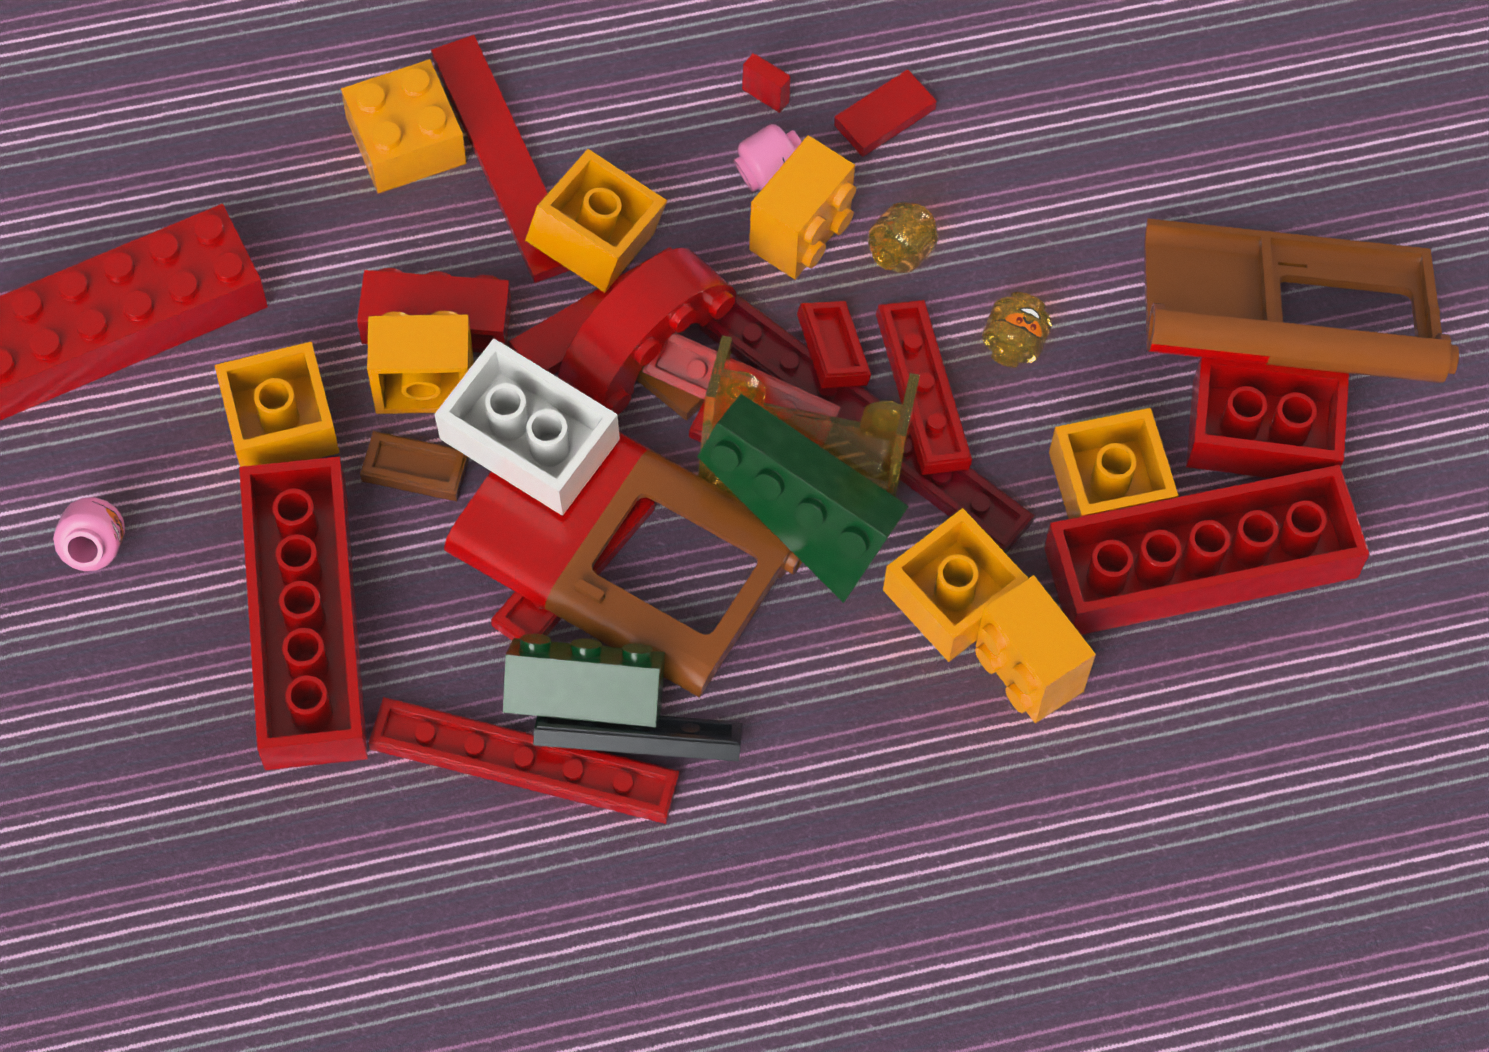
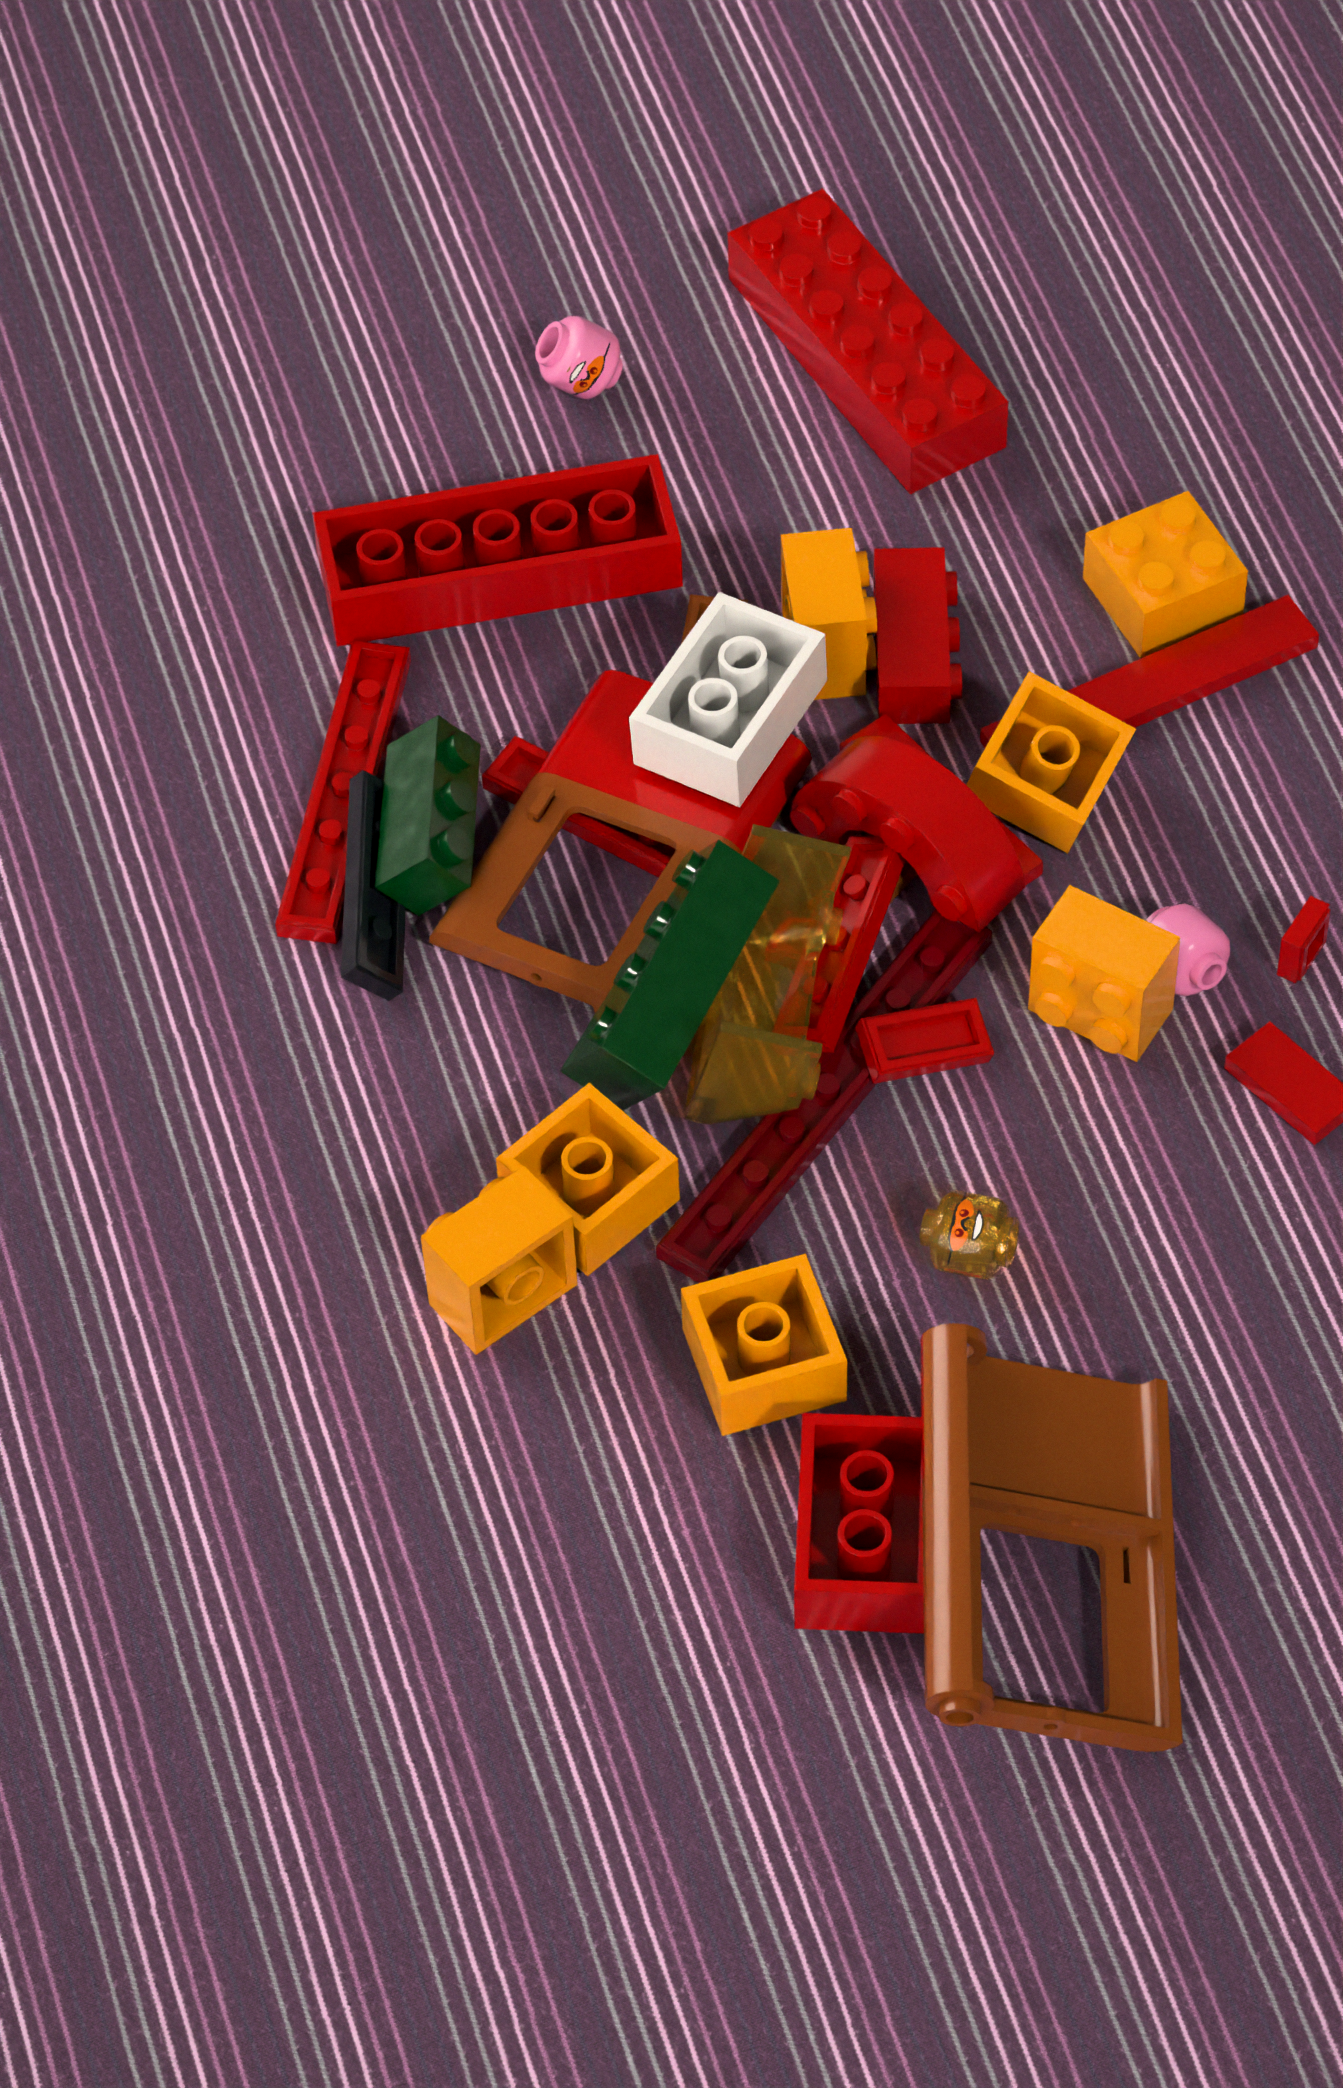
camera: 90 degrees right, 10 degrees down
(277, 407) = (749, 492): light orange brick -> none
(903, 237) = (1090, 1100): clear yellow head -> none
(935, 421) = (876, 1141): red tile -> none
(1206, 550) = (664, 1458): red brick -> none

